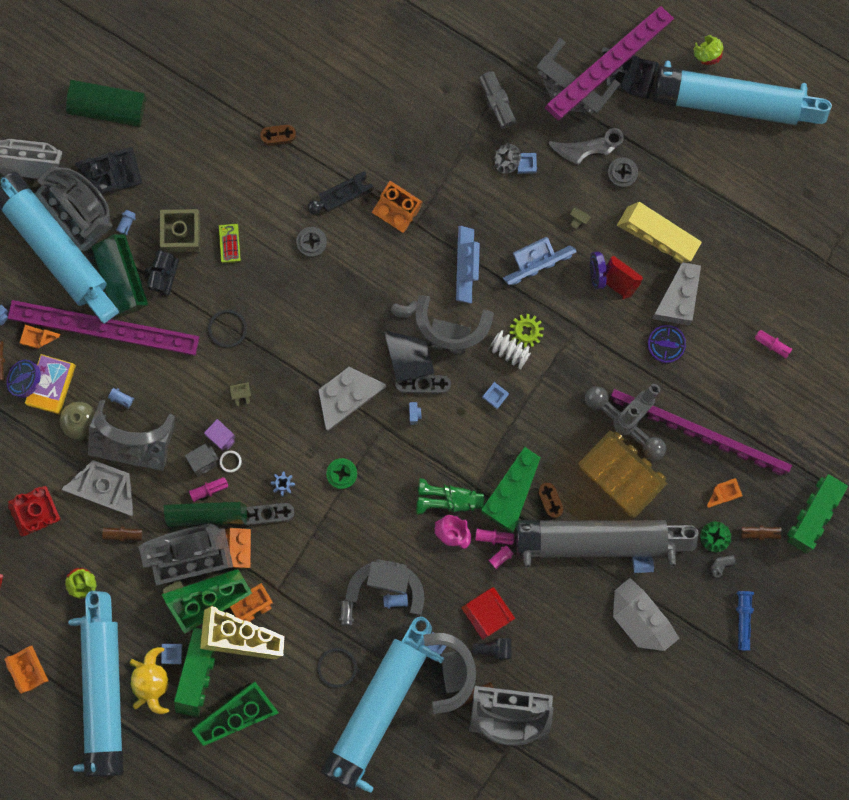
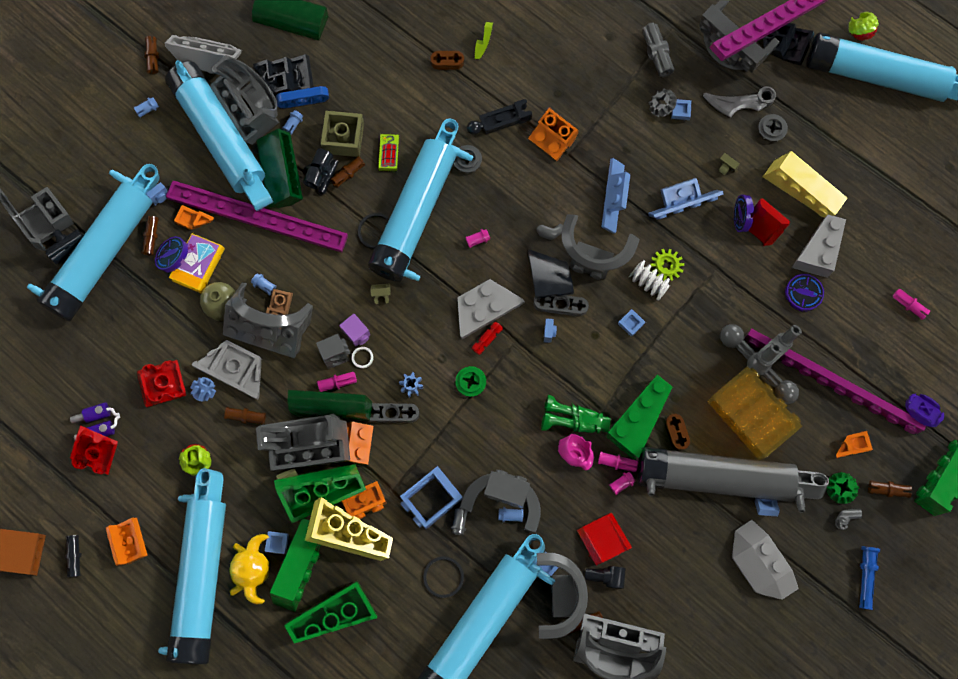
camera: 10 degrees right, 5 degrees down
(77, 512) = (203, 389): none -> medium blue gear
(132, 194) = (302, 97): none -> blue beam
(139, 417) = (280, 302): none -> medium nougat slope
(190, 270) = (347, 172): none -> reddish brown pin
(265, 298) = (415, 205): none -> medium azure piece
(313, 113) = (481, 45): none -> lime slope
(328, 577) = (445, 483): none -> medium blue window
(332, 325) = (478, 238): none -> dark pink pin
(353, 427) = (487, 338): none -> red axle
(790, 451) = (924, 410): none -> dark purple tile

